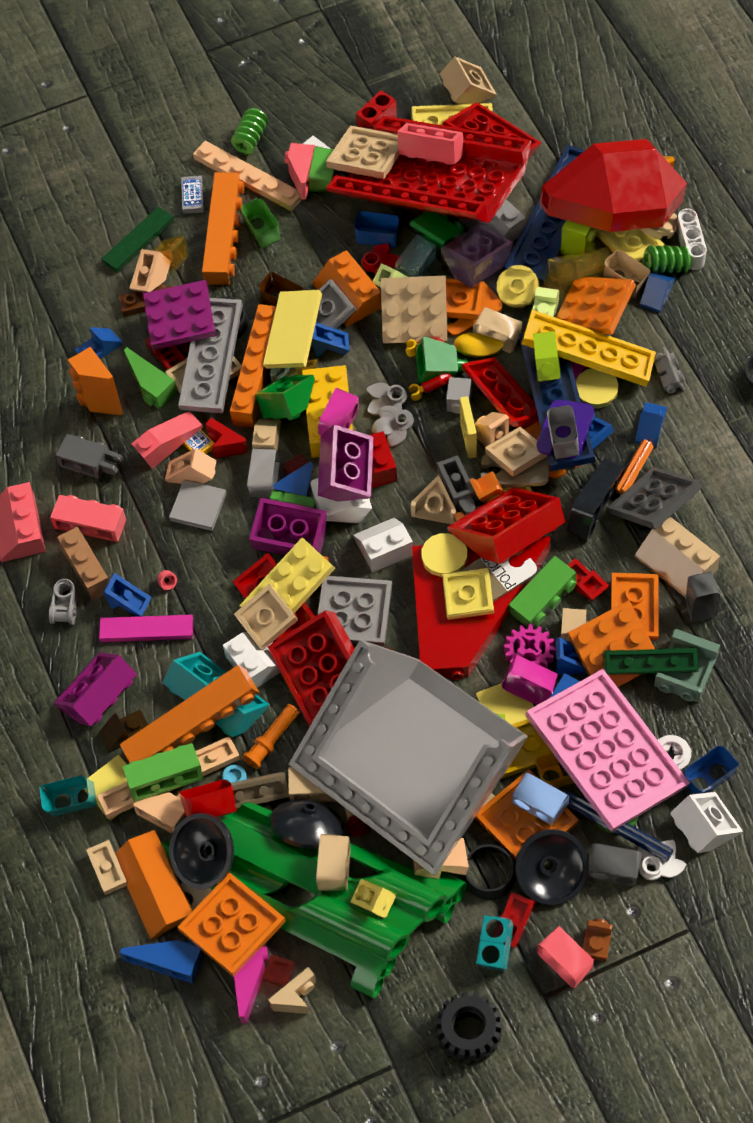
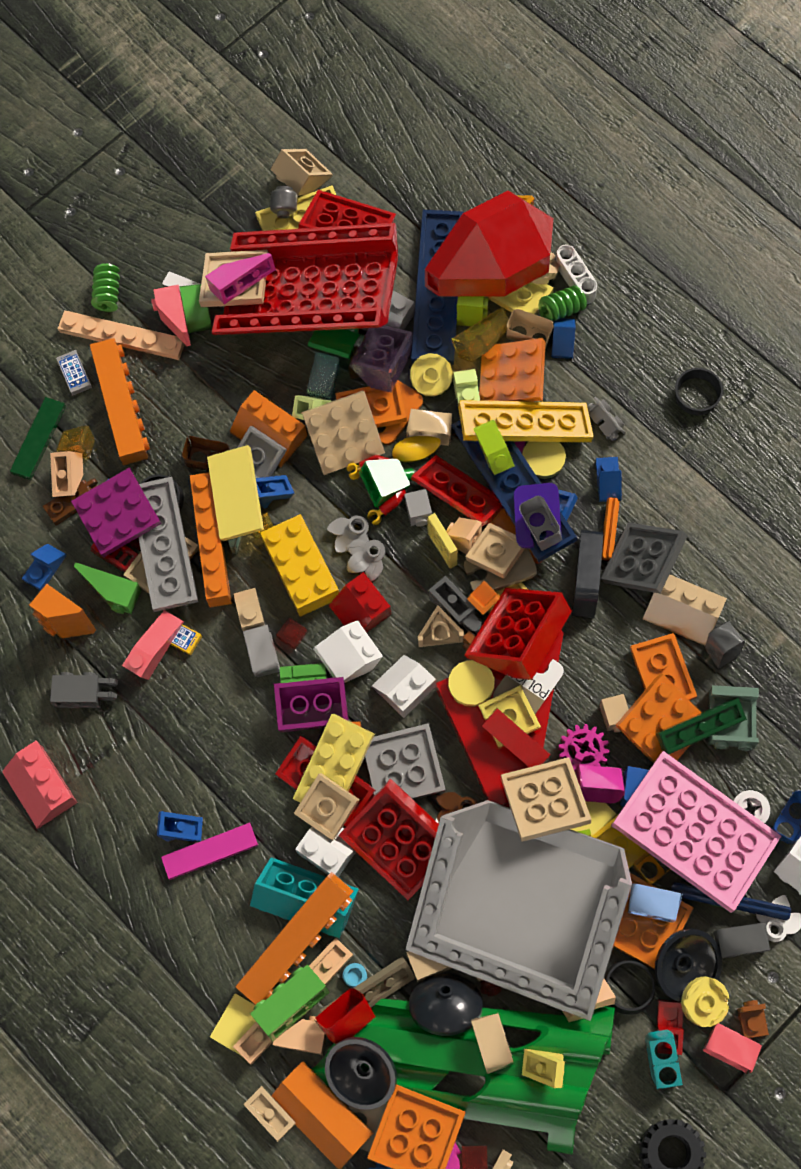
camera: 20 degrees left, 10 degrees up
(63, 606) = (119, 859): light grey piece -> none
(64, 787) = (192, 1074): teal piece -> none
(83, 562) = (123, 805): medium nougat brick -> none
(90, 516) = (107, 755): coral brick -> none
(96, 688) = (185, 933): magenta slope -> none
(119, 730) = (230, 965): dark brown slope -> none
(170, 576) = (204, 795): coral hinge -> none
(191, 466) = (188, 670): light nougat slope -> none
(197, 505) = (209, 704): light grey tile -> none
(226, 441) = (215, 628): red slope -> none
(258, 209) = (149, 369): bright green piece -> none
(264, 743) = (372, 933): orange pin -> none
(286, 397) = (255, 565): green slope -> none
(296, 482) = (299, 651): blue slope -> none
(339, 411) = (317, 573): dark pink piece -> none
(345, 464) = (344, 624): magenta slope -> none
(370, 147) = (236, 277): none -> dark pink slope
(373, 222) = (266, 348): blue piece -> none
(379, 102) = (218, 246): red piece -> none
(379, 255) = (289, 385): red plate -> none
(430, 143) = (298, 252): coral brick -> none
(439, 102) = (283, 201): none -> flat silver head
(464, 613) = (515, 739): none -> red tile
(471, 671) = (545, 799): none -> tan plate
(543, 593) = (576, 688): bright green brick -> none
(556, 906) = (705, 1001): none -> light yellow tile
(567, 658) = (621, 747): blue slope -> none
(588, 583) = (606, 661): red slope -> none

